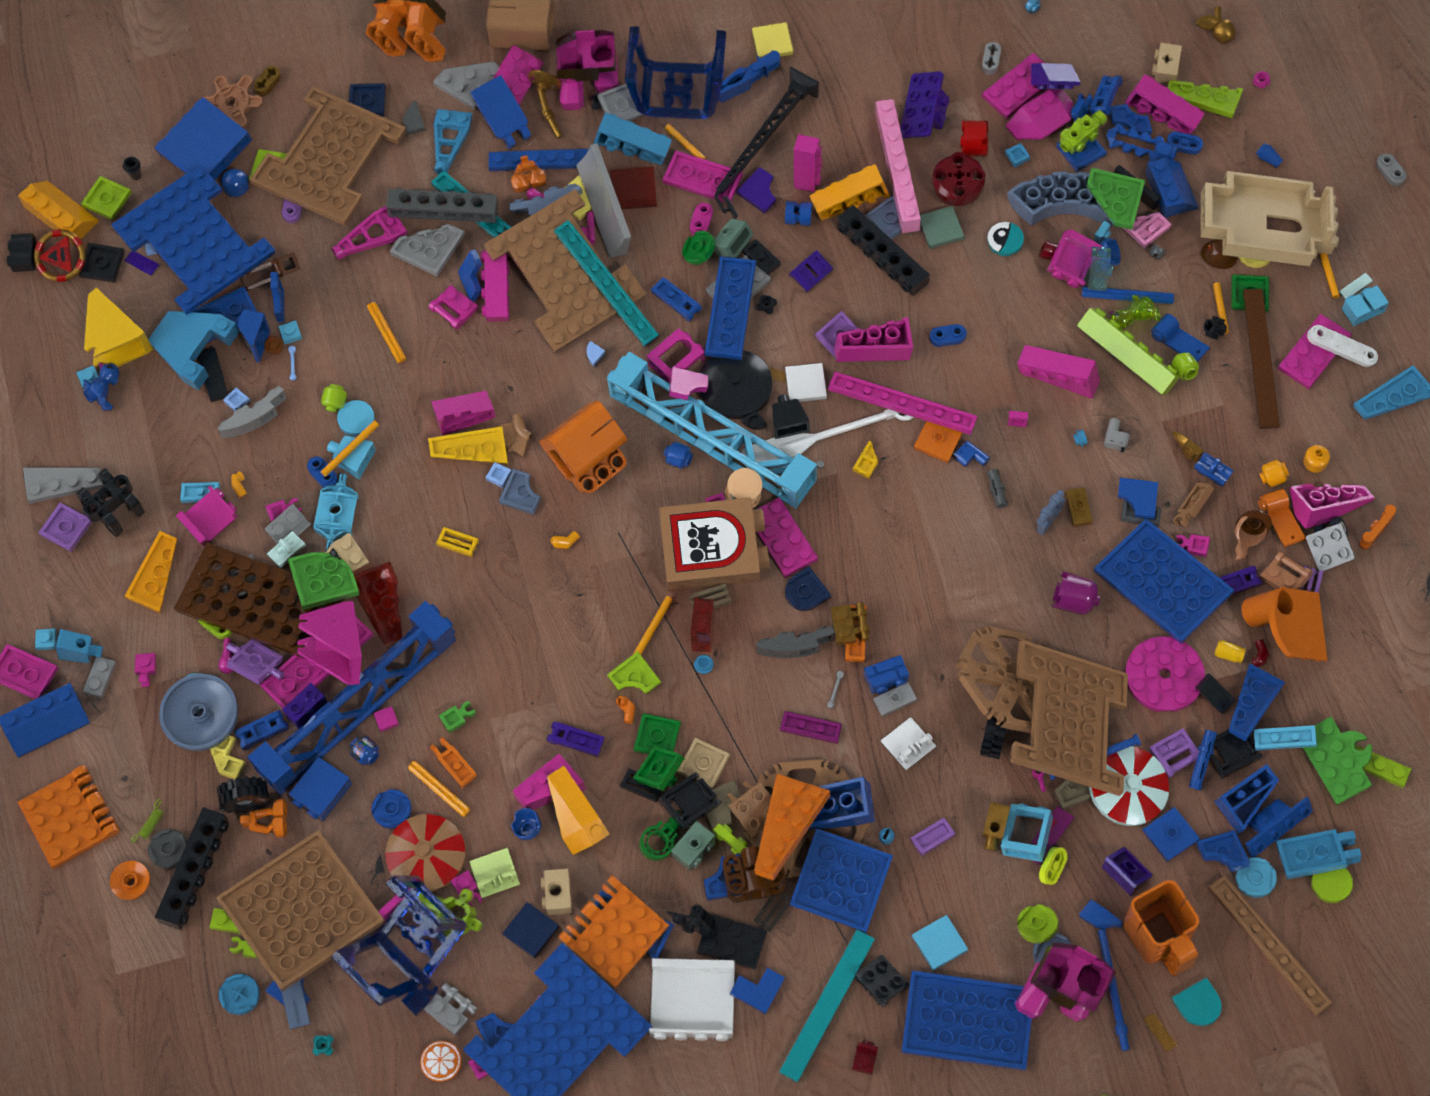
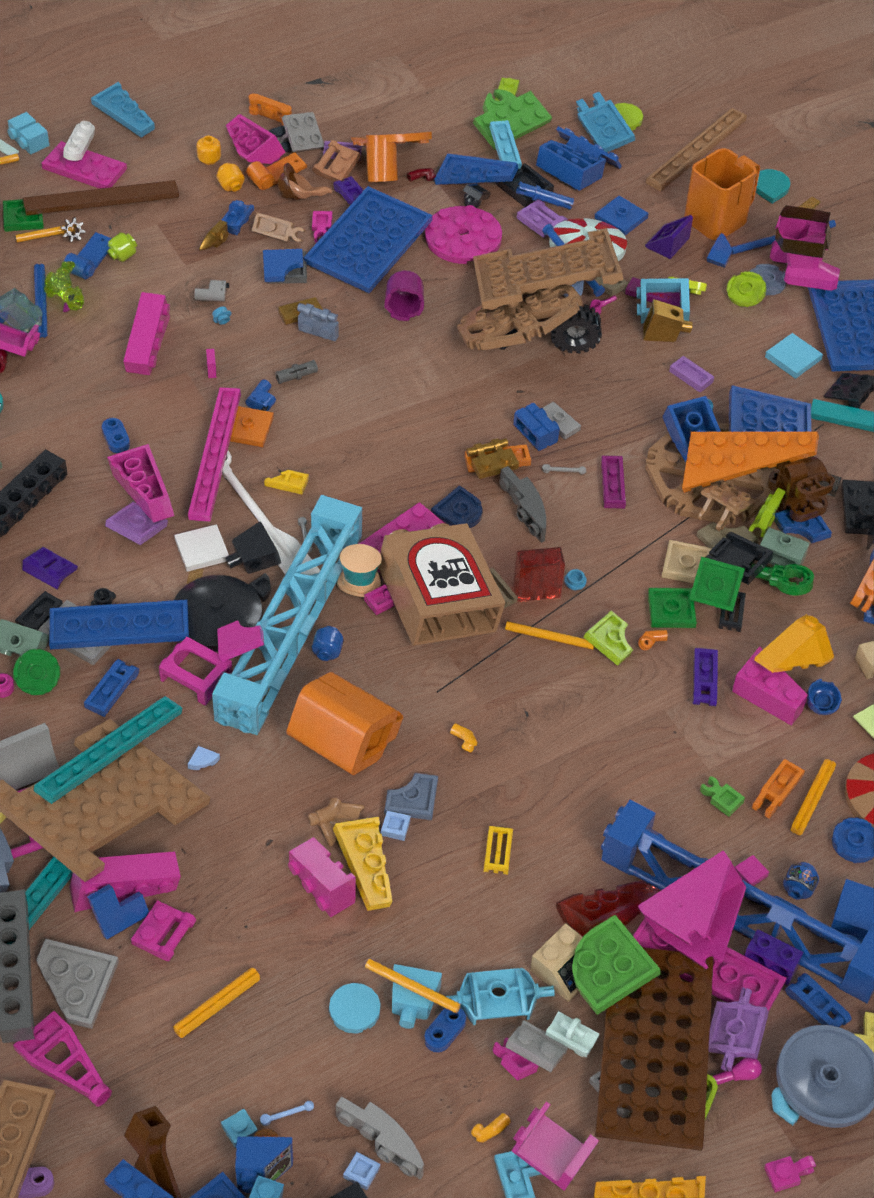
camera: 110 degrees left, 15 degrees down
(278, 297) = (190, 1148): blue tile -> none
(333, 398) = (334, 1037): lime head -> none
(908, 743) = (603, 402): white hinge -> none
(1129, 351) = (112, 287): lime brick -> none
(1224, 849) = (623, 178): blue tile -> none
(1229, 651) = (427, 192): yellow piece -> none
(1257, 879) = (639, 161): medium azure tile -> none

